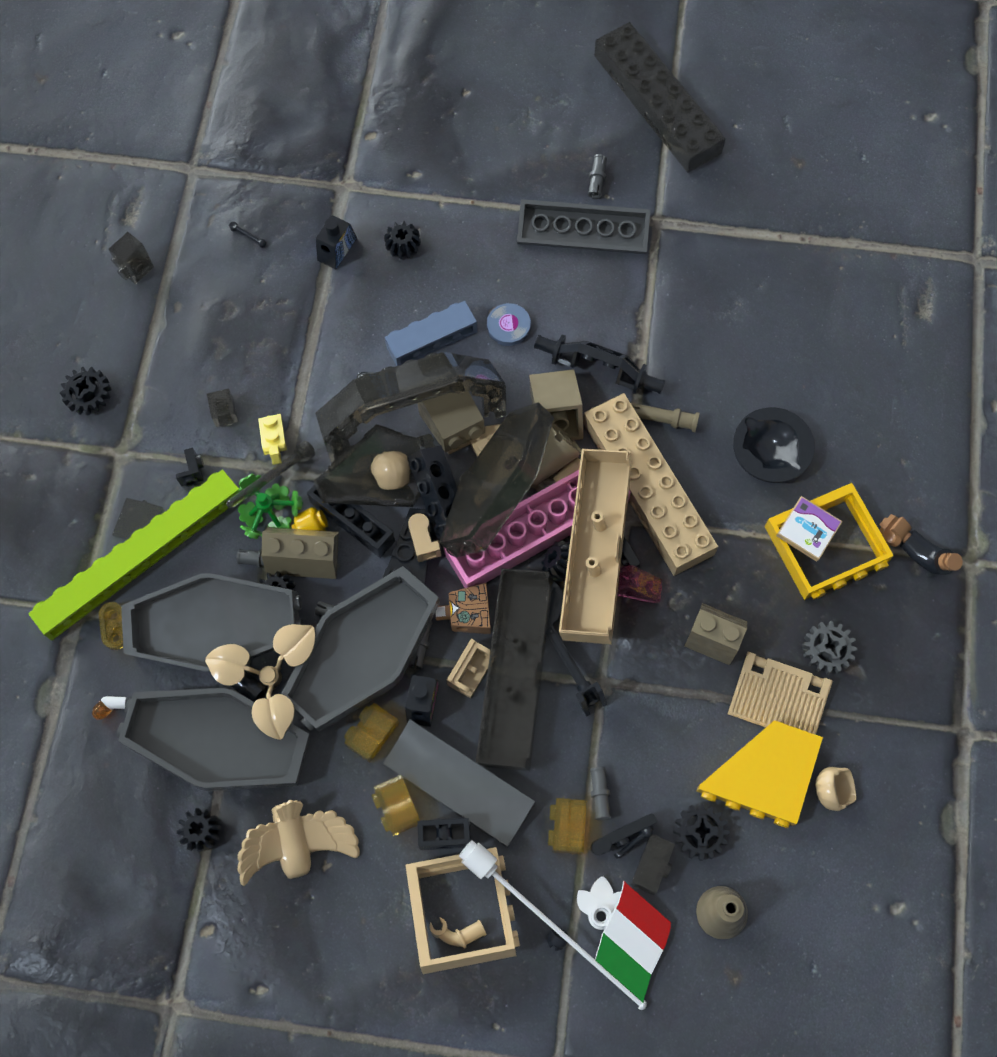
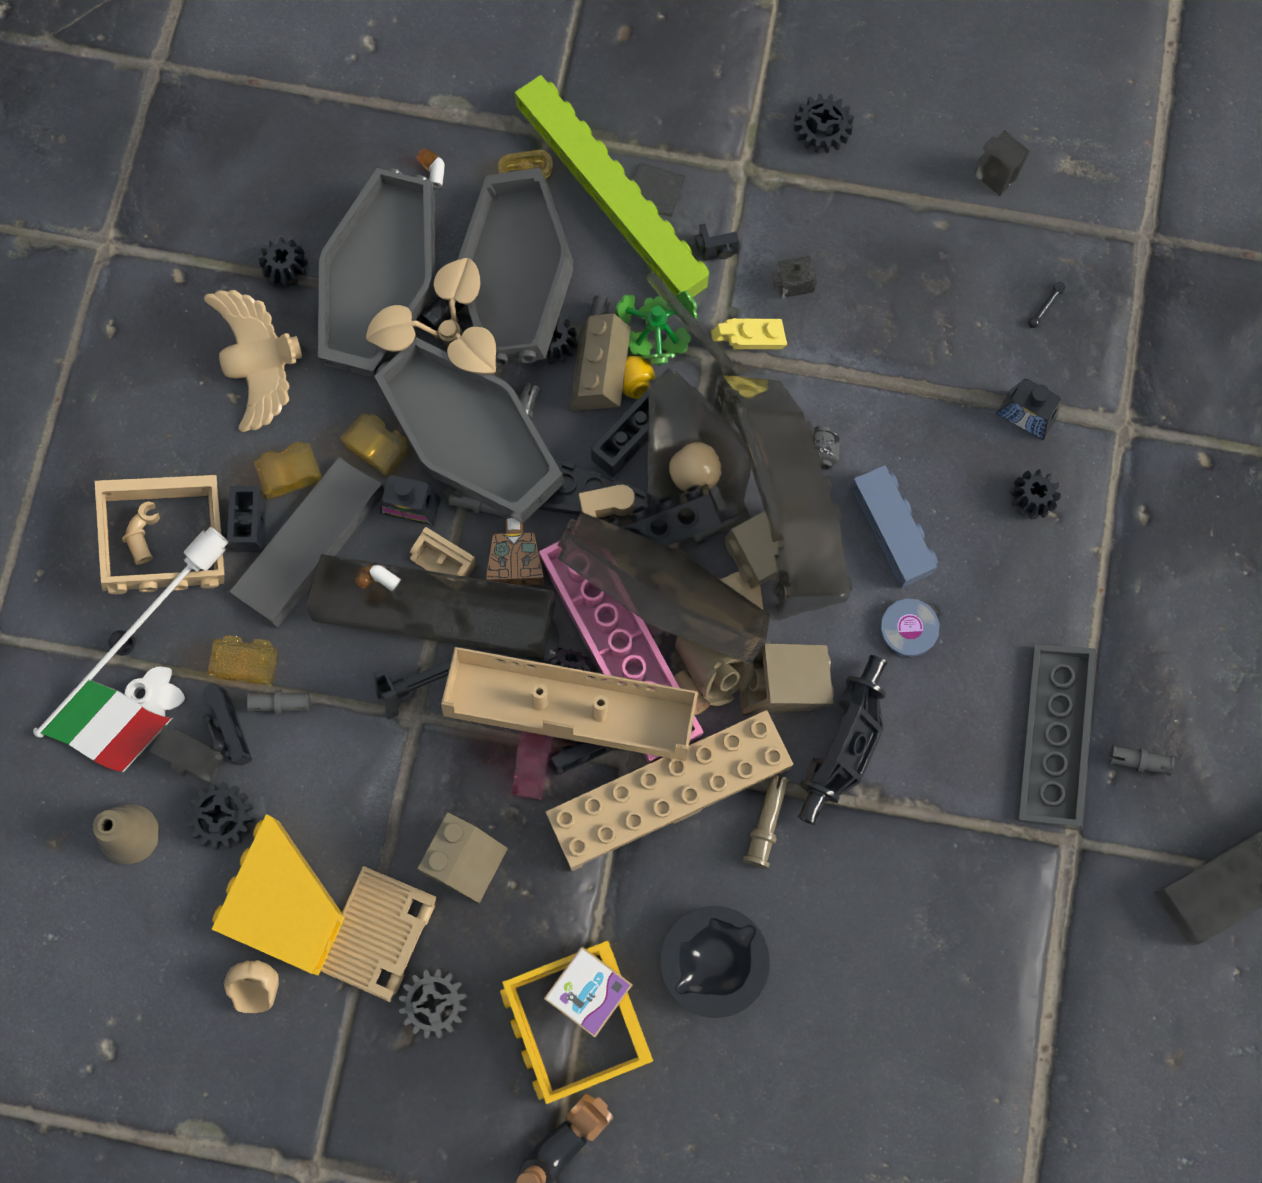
camera: 90 degrees right, 5 degrees up
(491, 713) = (376, 574): none -> white arm

